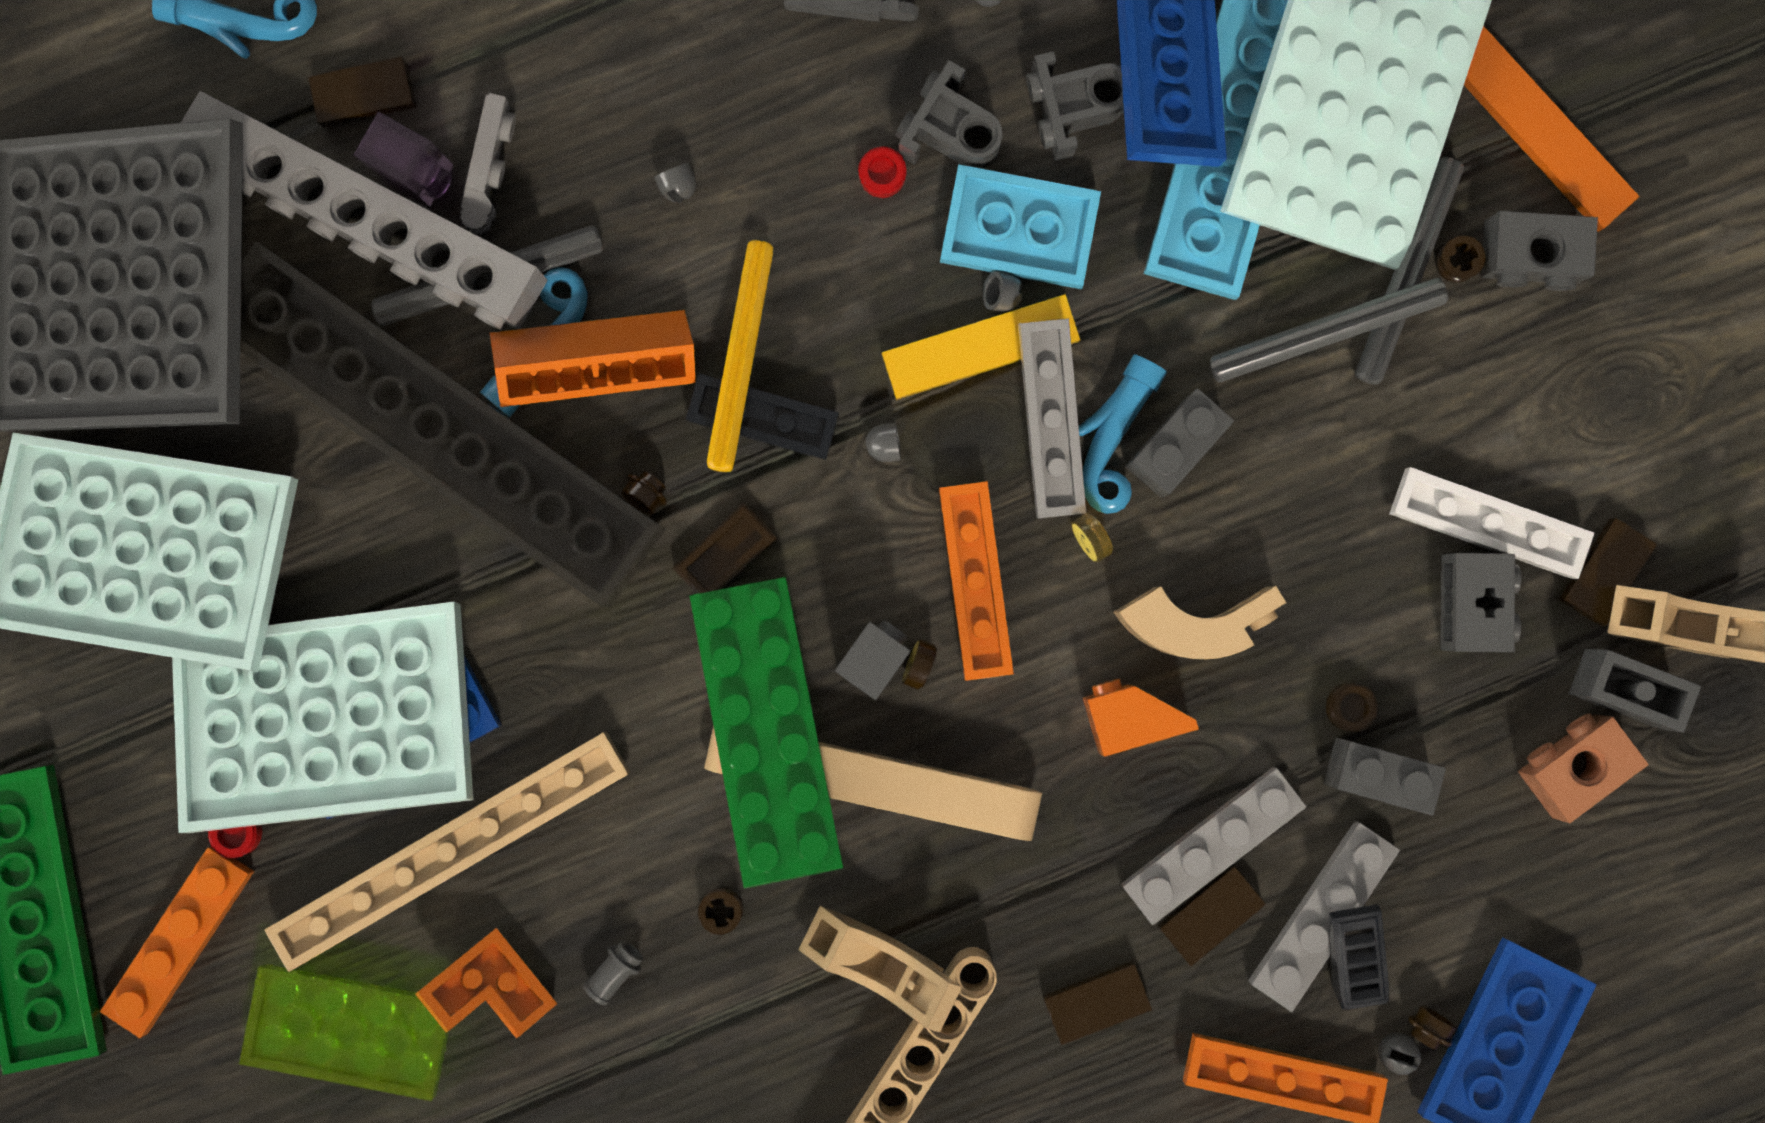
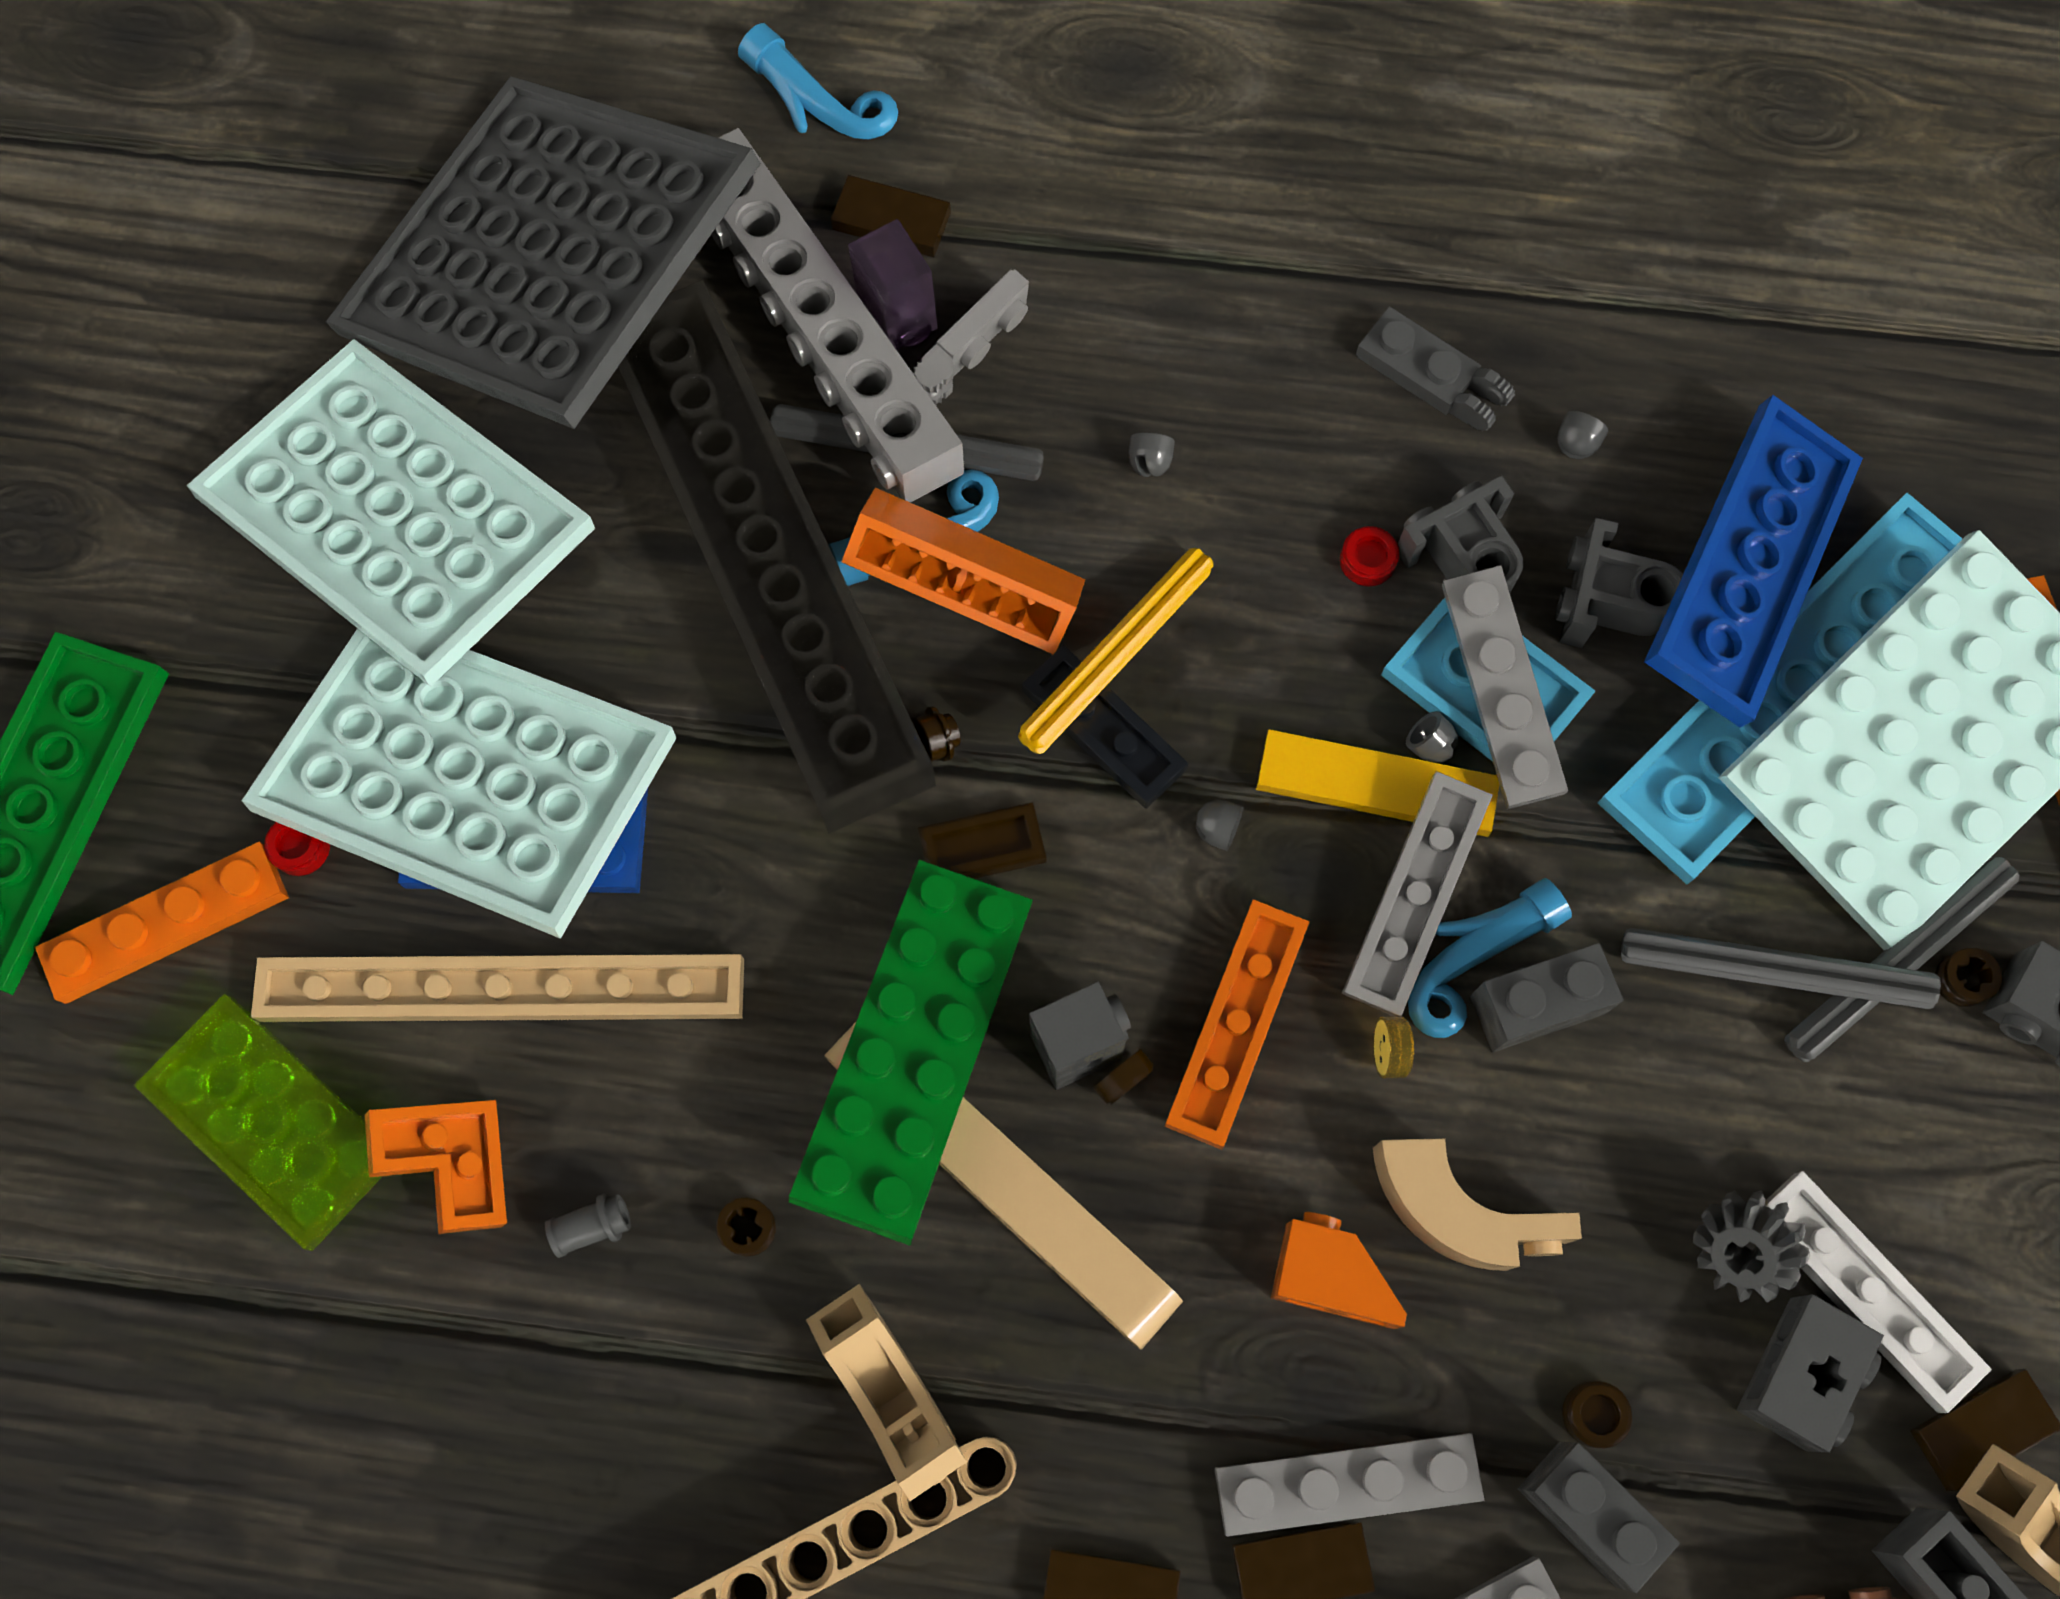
camera: 30 degrees right, 15 degrees down
(1034, 229) = (1504, 687): none -> light grey plate
(1400, 541) = (1767, 1266): none -> dark grey gear

